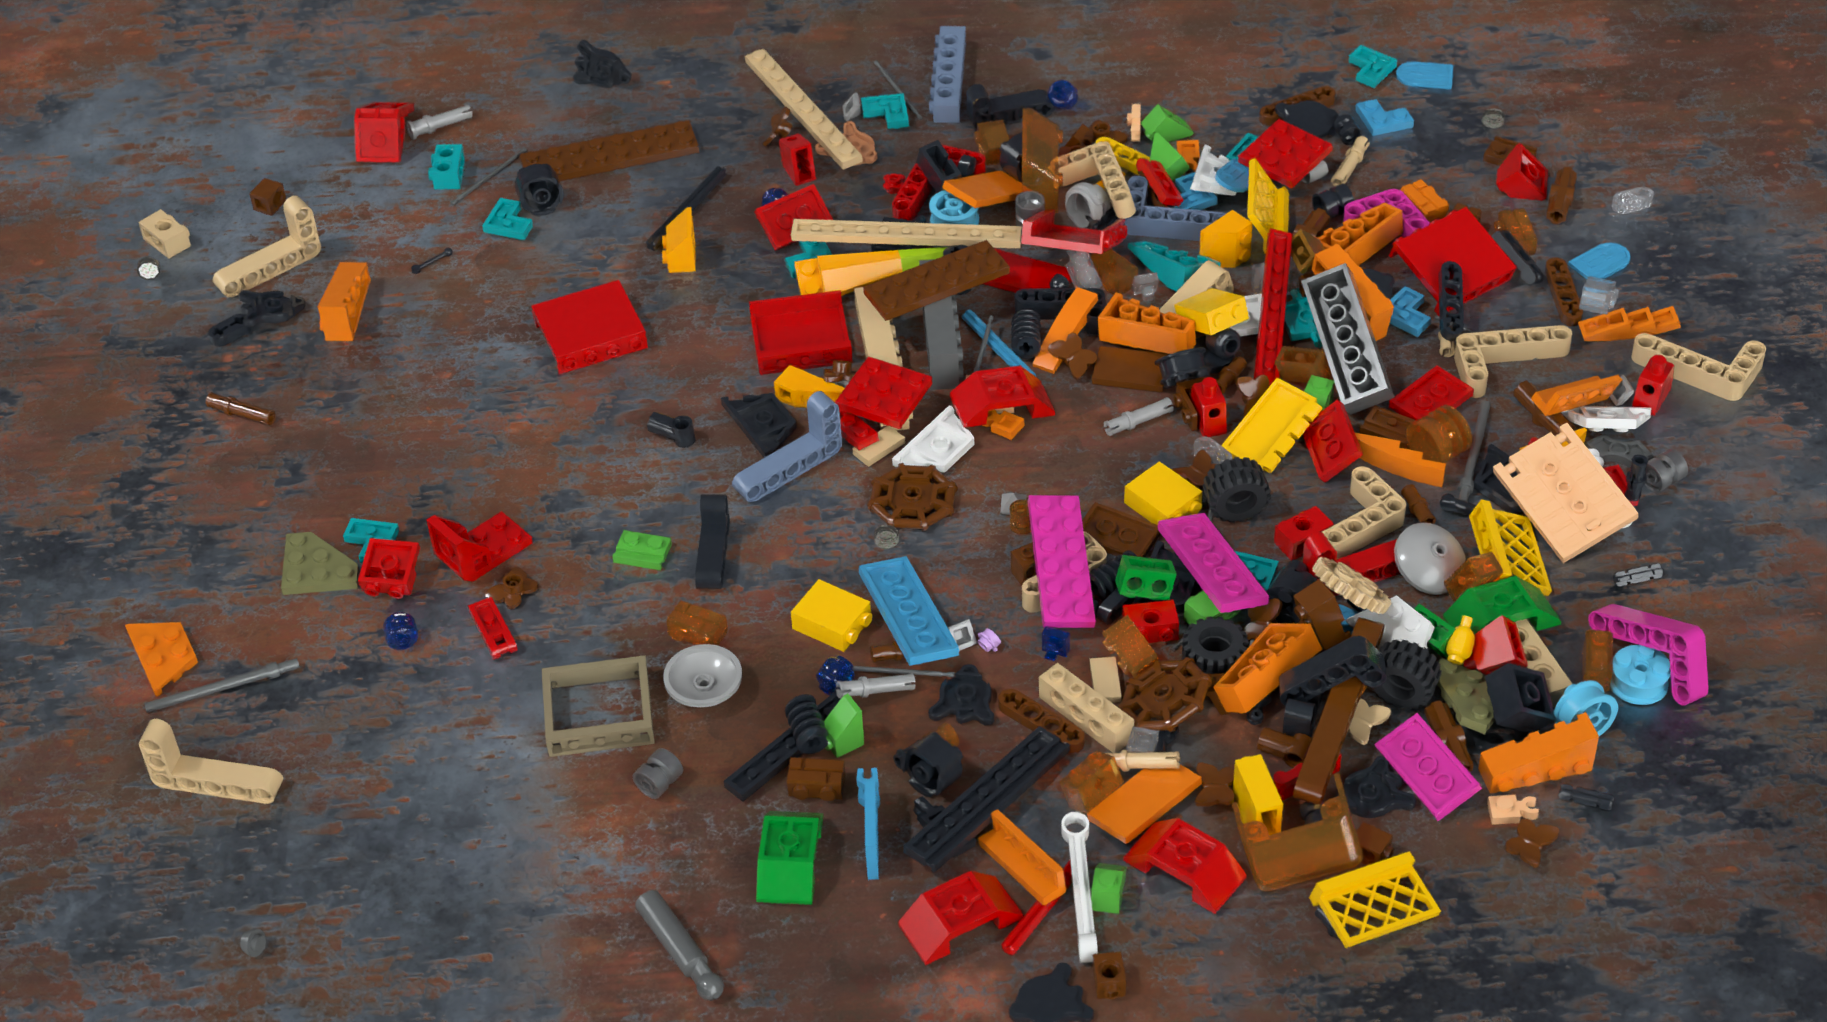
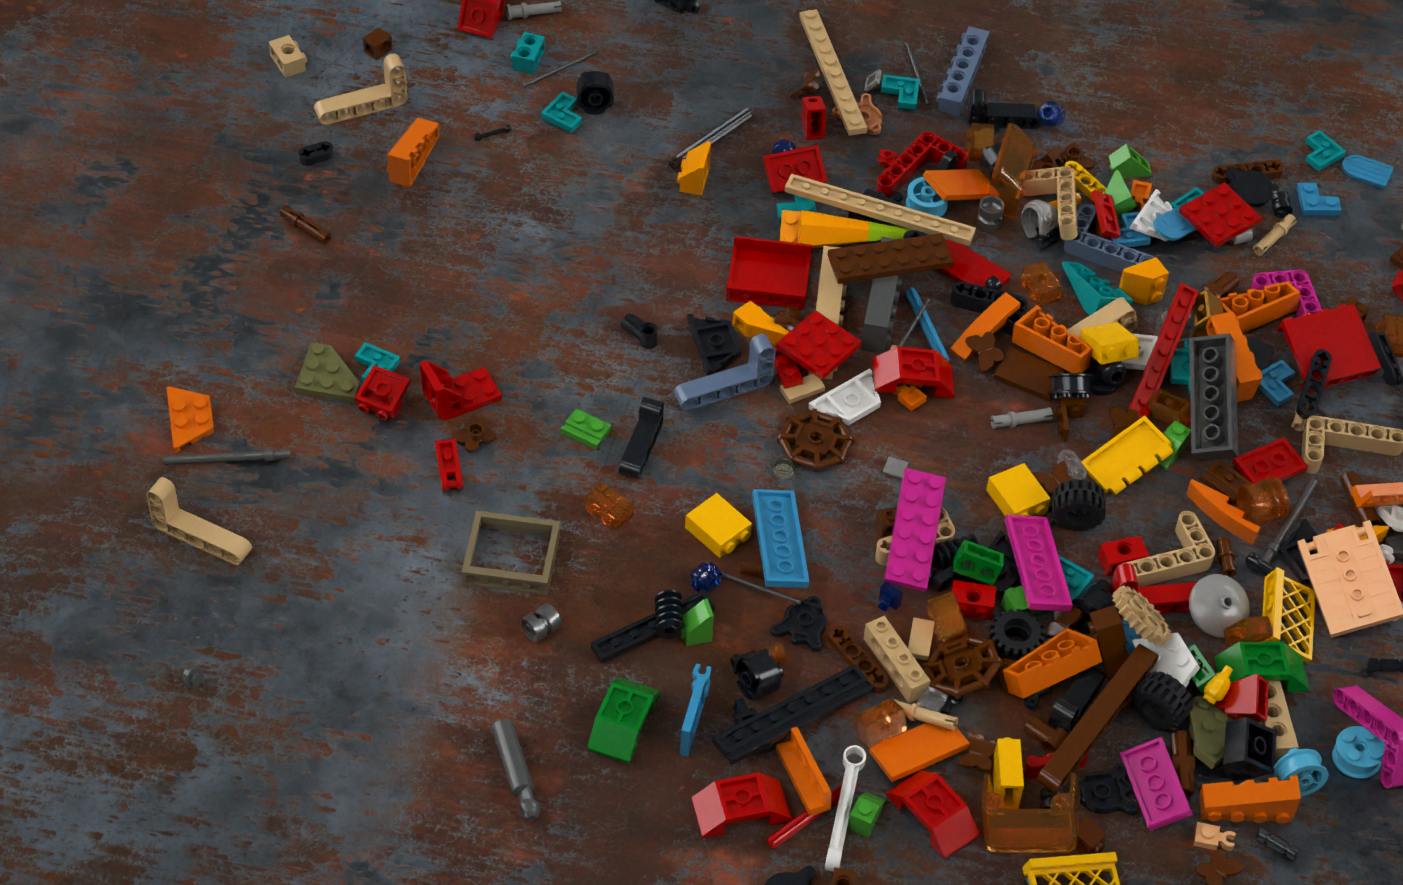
camera: 10 degrees right, 5 degrees up
(148, 268) = (266, 83): tile -> none
(269, 307) = (351, 141): black tile -> none
(400, 631) = (376, 448): clear blue head -> none
(590, 326) = (601, 224): red panel -> none
(616, 151) = (667, 72): reddish brown plate -> none
(702, 675) = (601, 542): light grey dish -> none
(816, 778) = (664, 660): reddish brown brick -> none
(875, 685) = (736, 595): light grey pin -> none
(932, 161) = (921, 150): black piece -> none
(963, 634) = (817, 570): light grey slope -> none
(988, 640) = (837, 580): lavender plate -> none
(1019, 517) = (894, 480): clear orange wheel -> none
(1026, 333) = (952, 321): black piece -> none
(1042, 231) = (1000, 240): red panel -> none
(1082, 270) = (1016, 277): clear bracket -> none
(1120, 531) = (973, 514): reddish brown tile -> none
(1134, 121) = (1104, 152): light nougat plate -> none
(1145, 285) = (1065, 303): clear tile -> none
(1205, 398) = (1081, 417): red torso -> none
(1230, 373) = (1108, 400): reddish brown pin -> none
(1266, 204) = (1188, 256): yellow fence -> none
(1328, 669) = (1102, 682): black beam -> none
(1332, 441) = (1172, 482): red plate -> none
(1334, 200) = (1247, 267): black wheel -> none
(1365, 718) = (1117, 729): tan animal -> none
(1426, 200) = (1326, 287): orange brick -> none
(1598, 657) = (1327, 730): clear orange brick -> none

